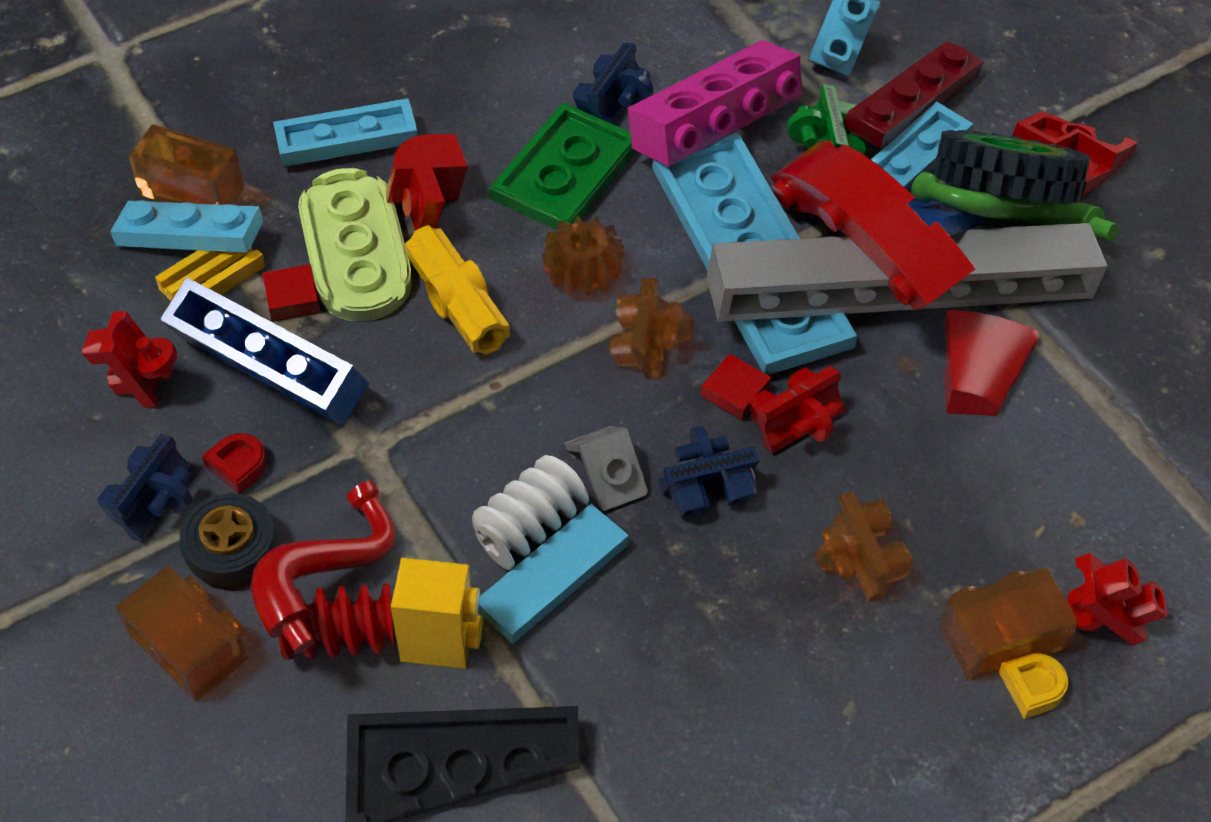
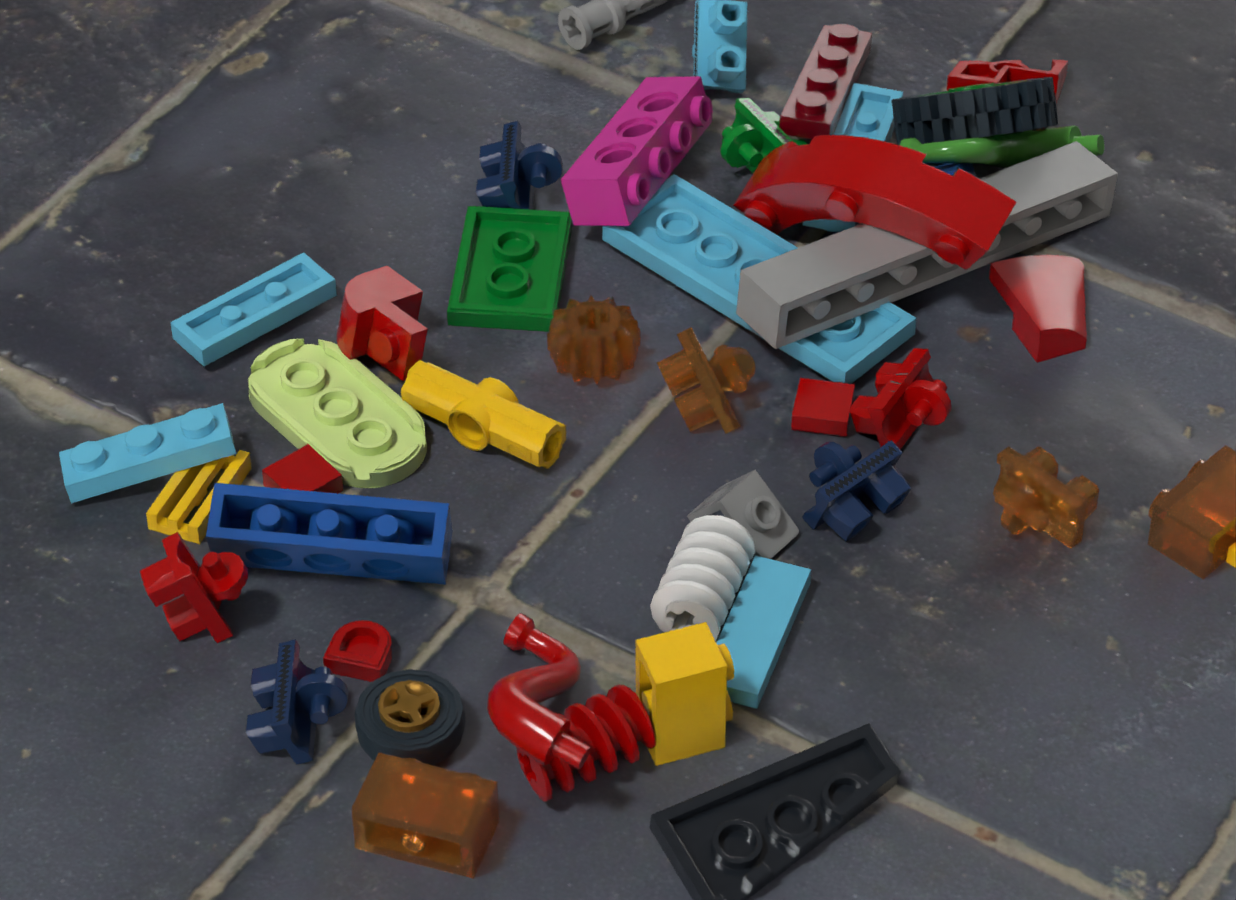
camera: 25 degrees left, 10 degrees down
(185, 168) = (113, 394): clear orange brick -> none

